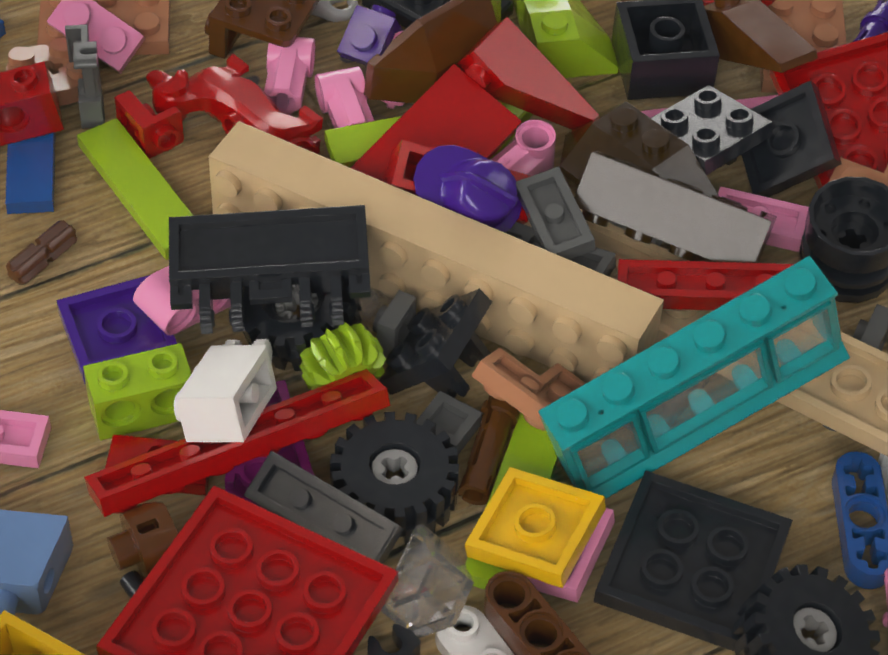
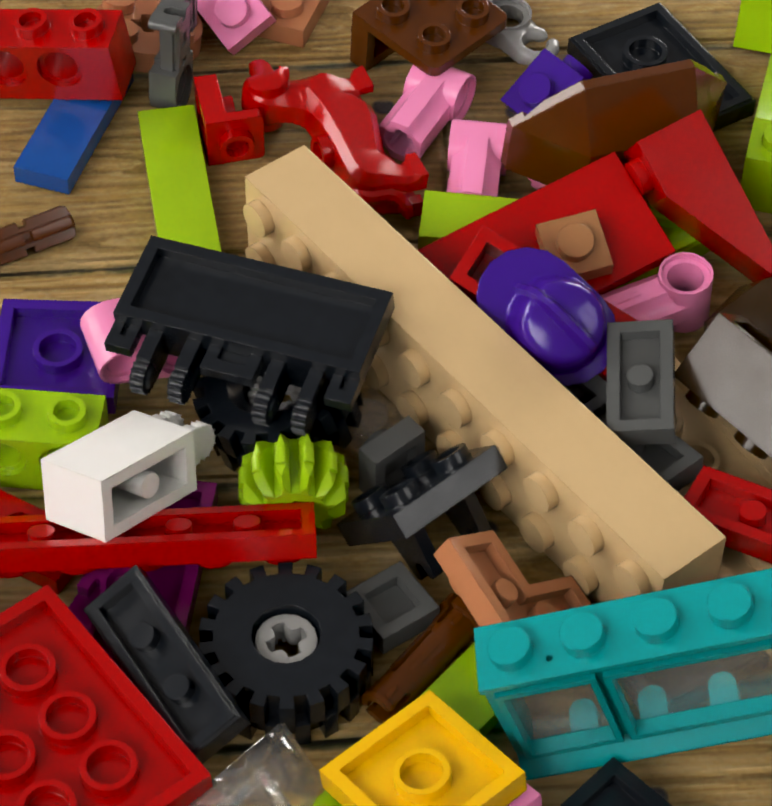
camera: 25 degrees right, 0 degrees up
(455, 130) = (578, 243): none -> medium nougat plate

